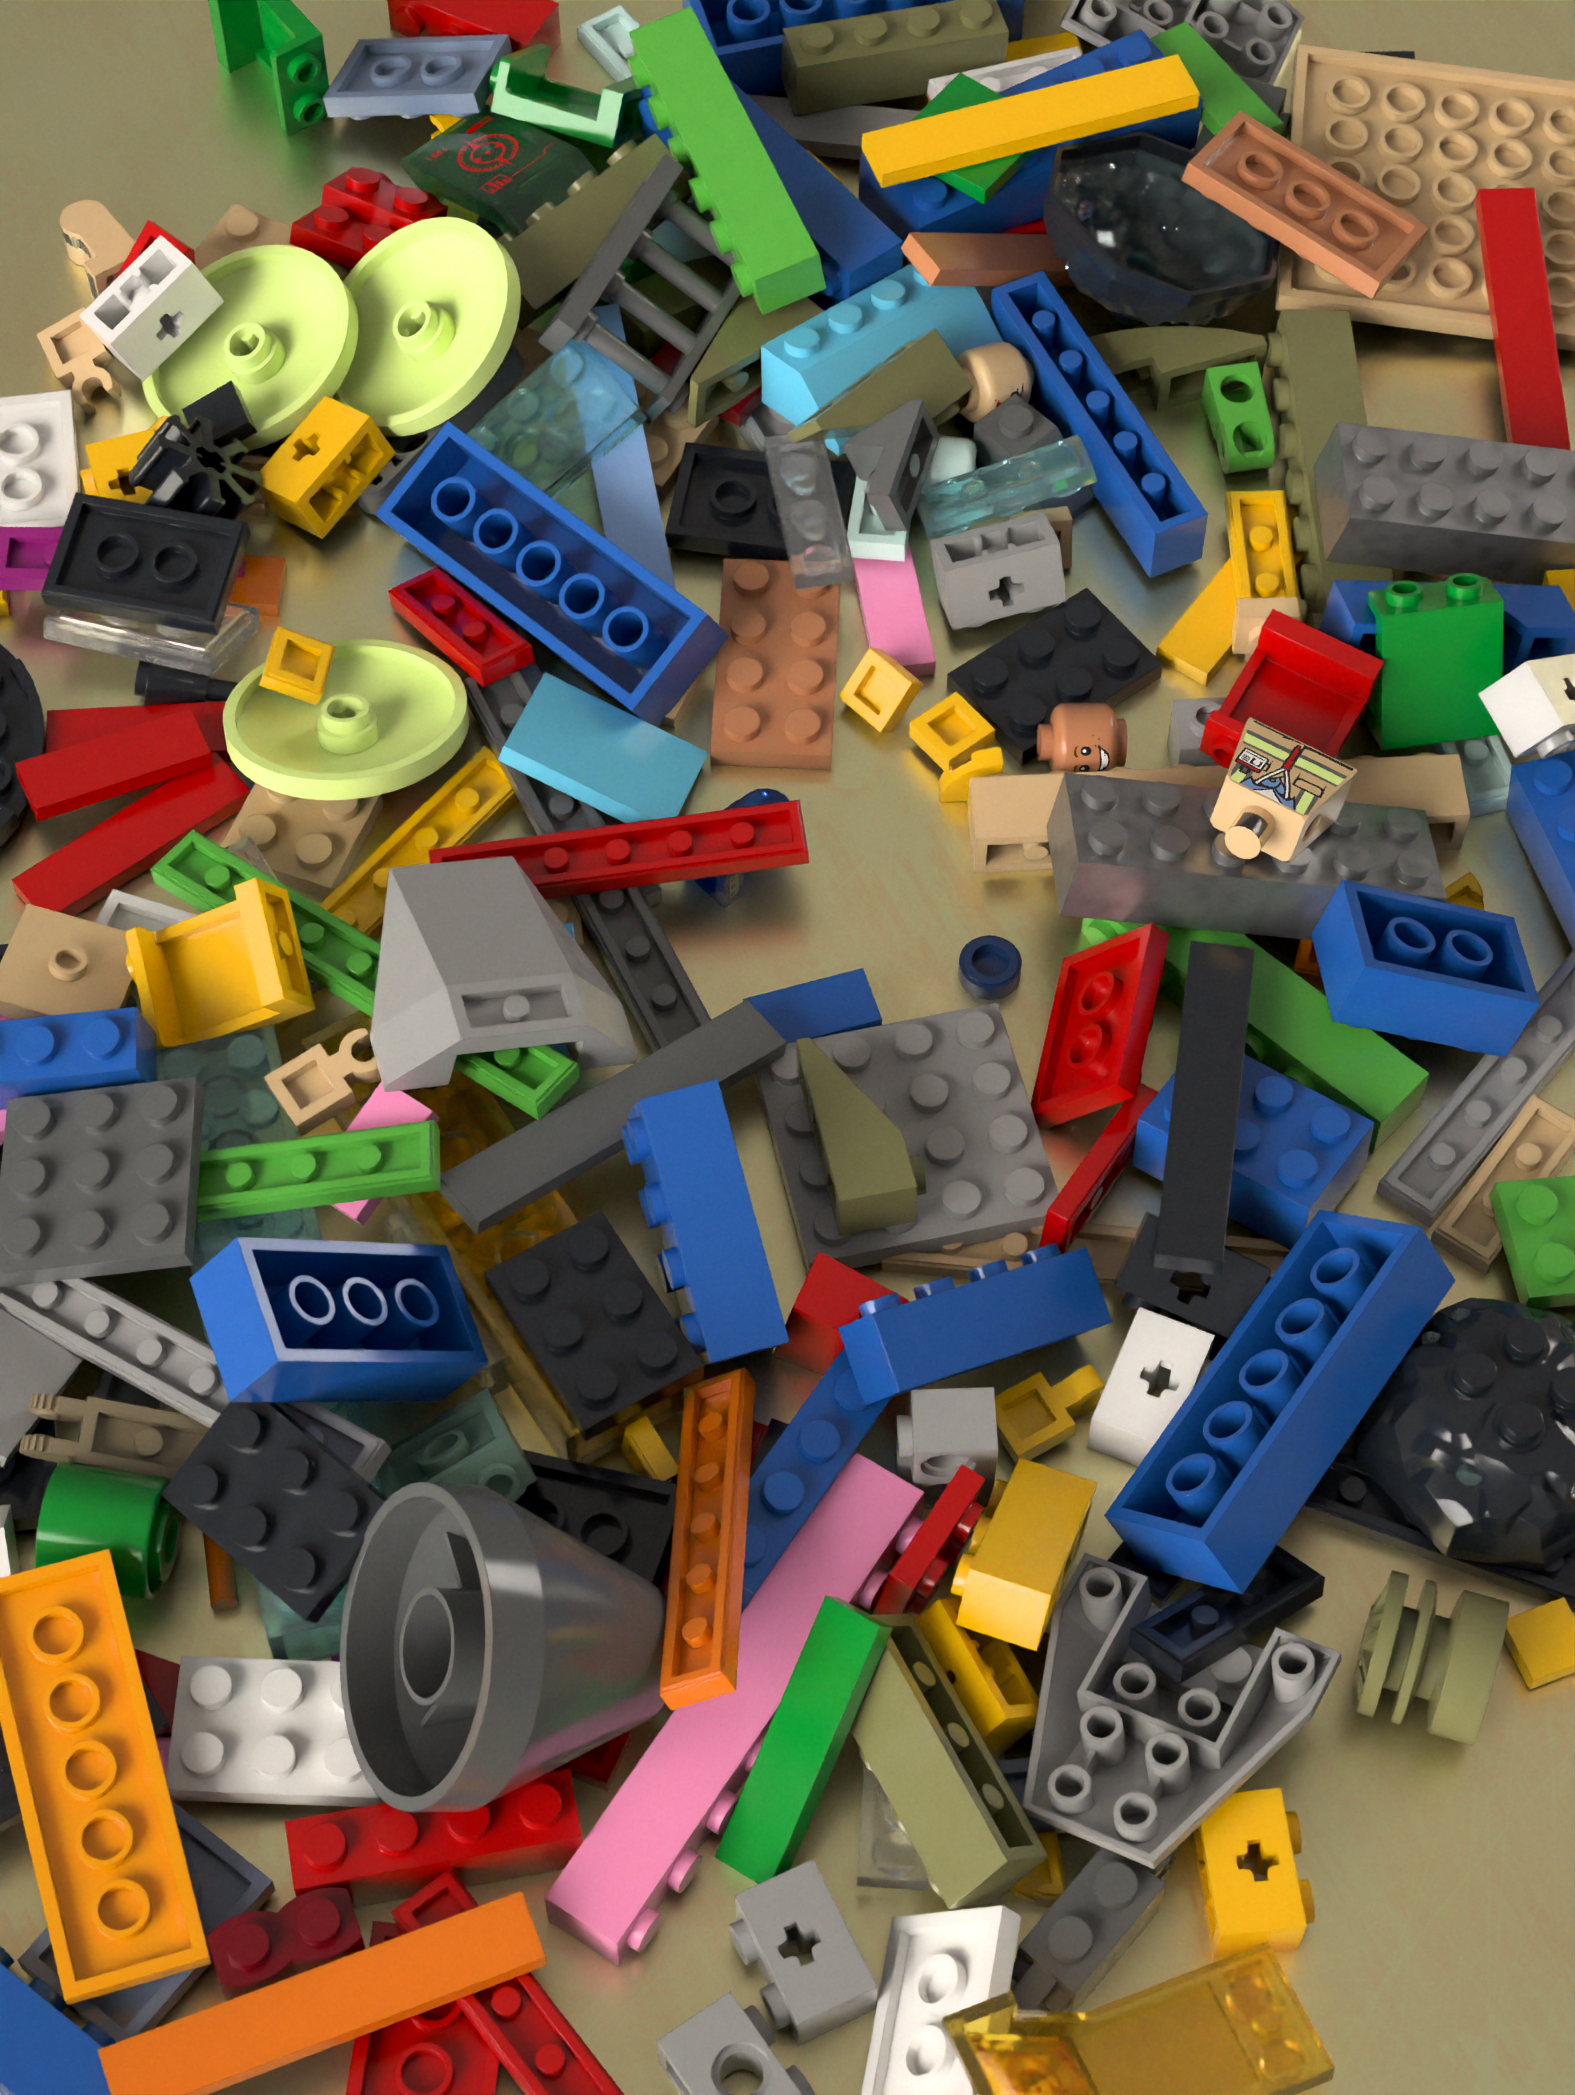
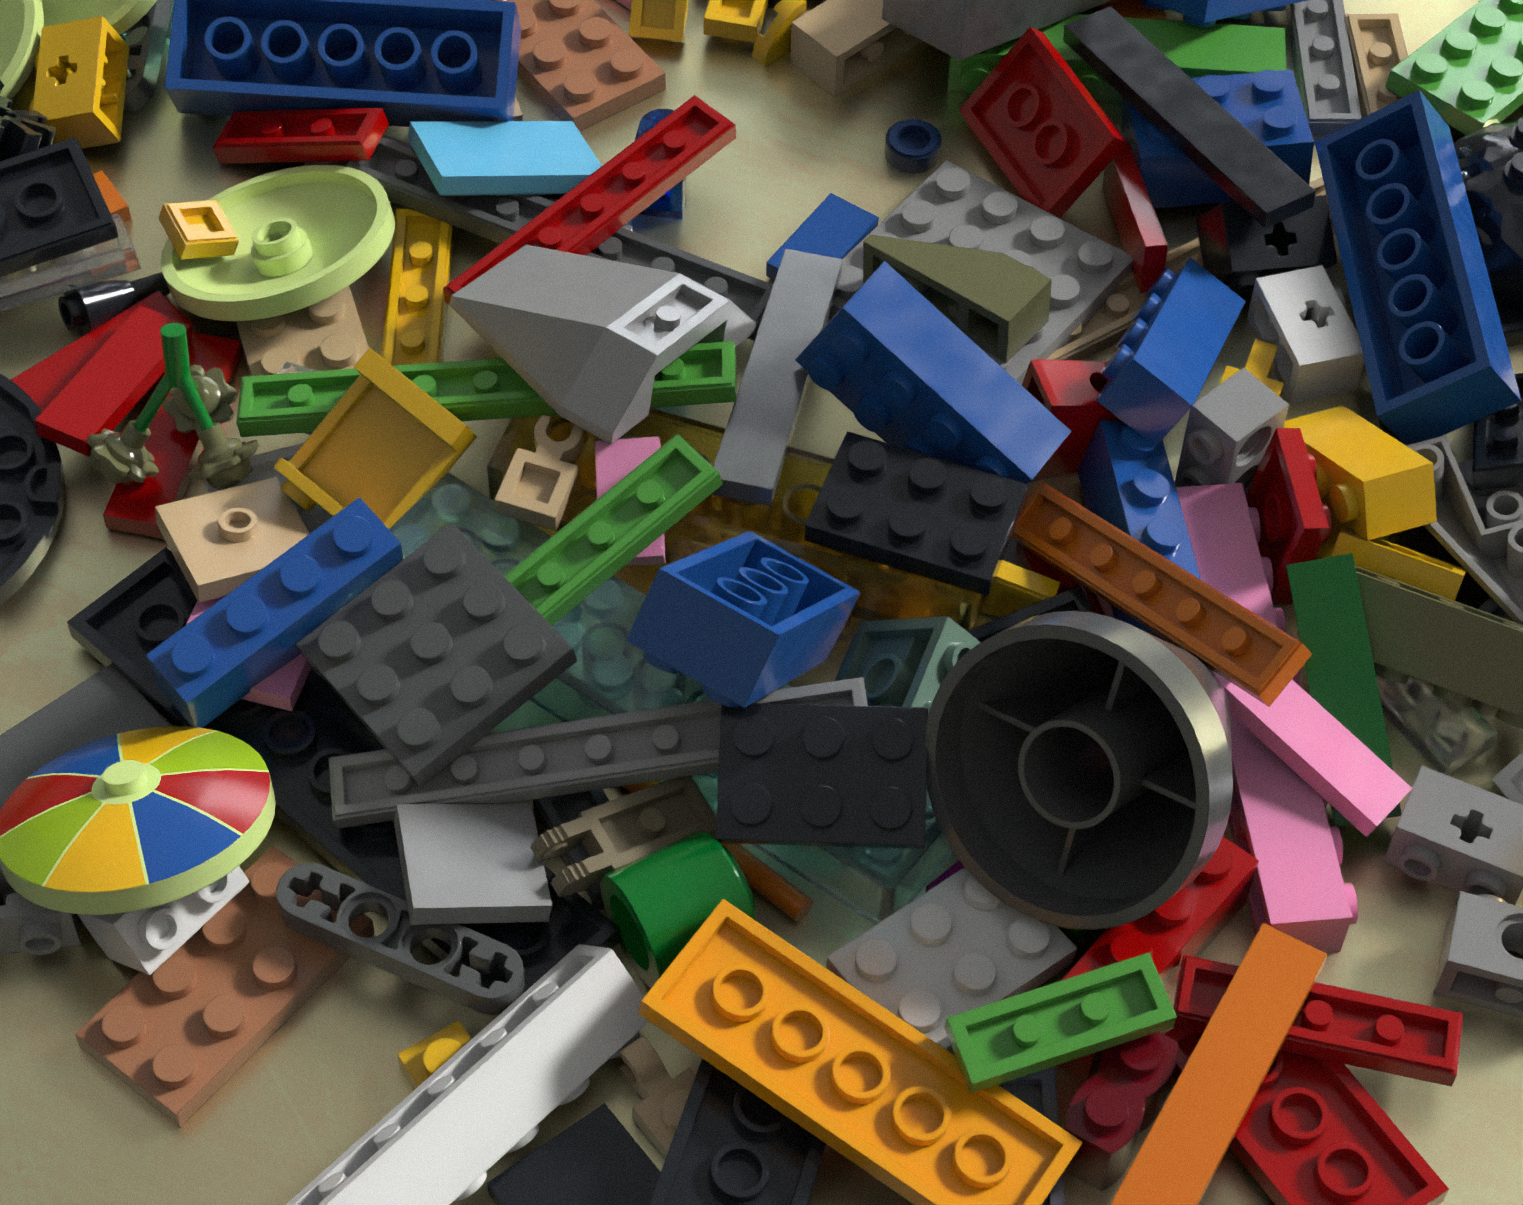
camera: 40 degrees left, 5 degrees down
(151, 831) = (196, 402): none -> olive plant
(265, 1847) = (1060, 1022): none -> bright green plate
(731, 1785) = (1322, 754): none -> bright pink tile

